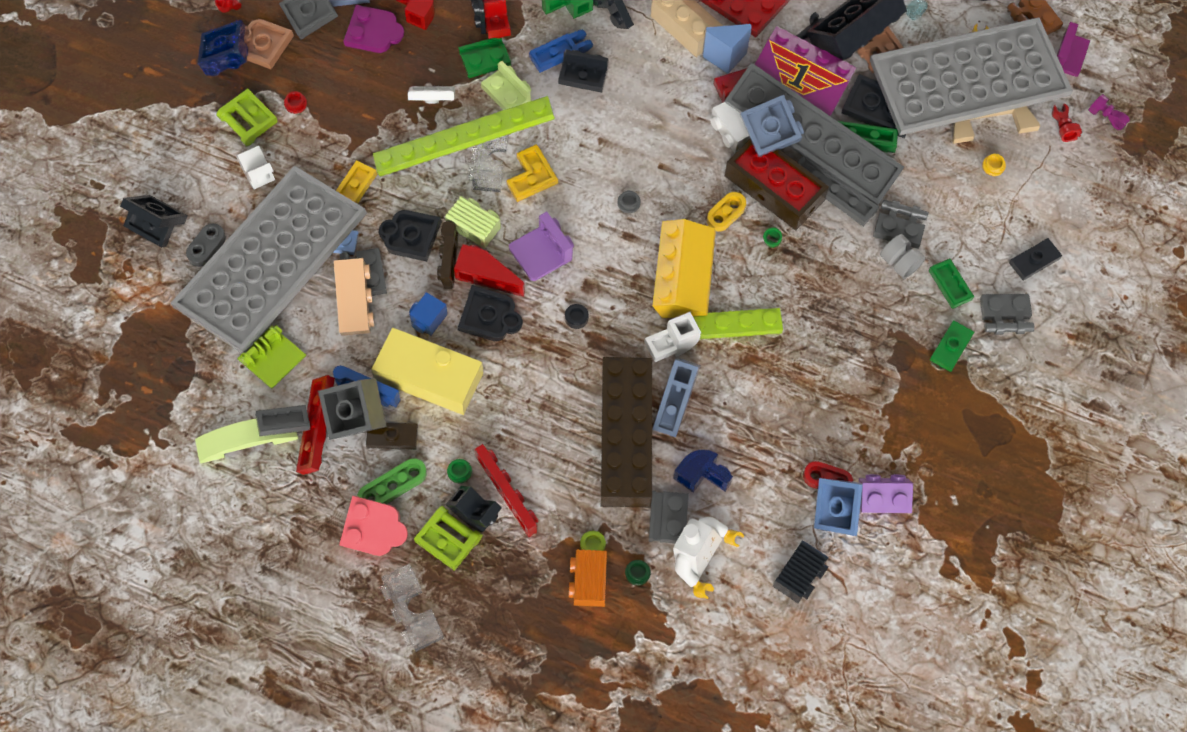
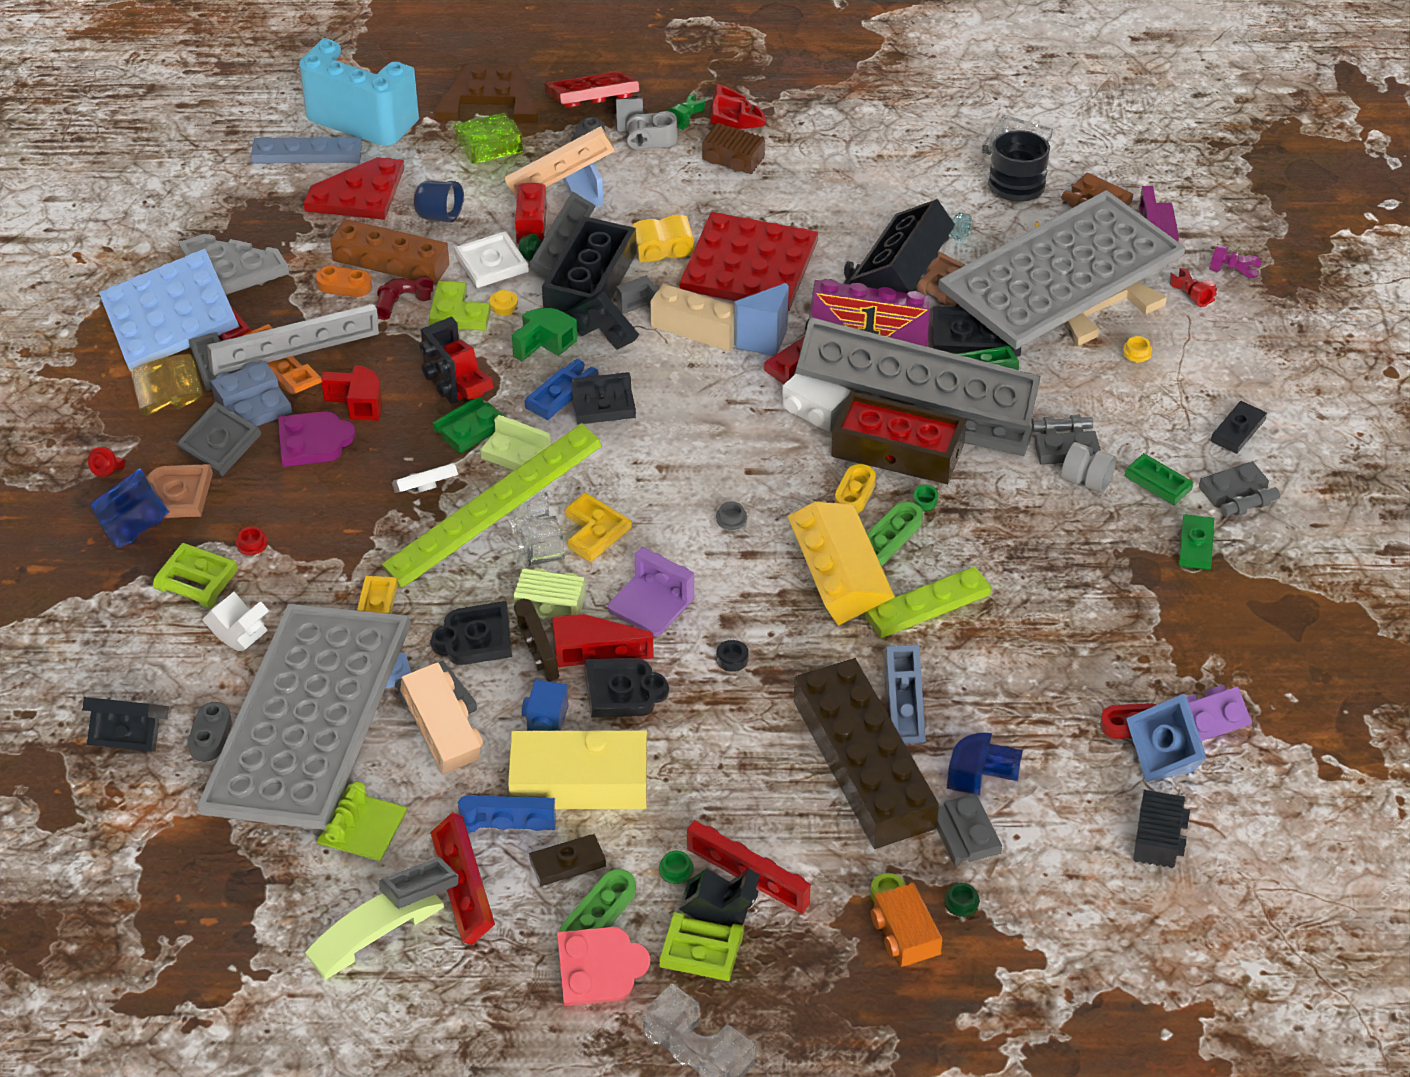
camera: 20 degrees left, 20 degrees down
(352, 408) = (507, 834): dark grey brick -> none
(677, 339) = (873, 630): white brick -> none
(696, 549) = (1021, 846): white torso -> none
(739, 253) = (895, 529): none -> bright green plate
(772, 125) = (868, 373): sand blue plate -> none

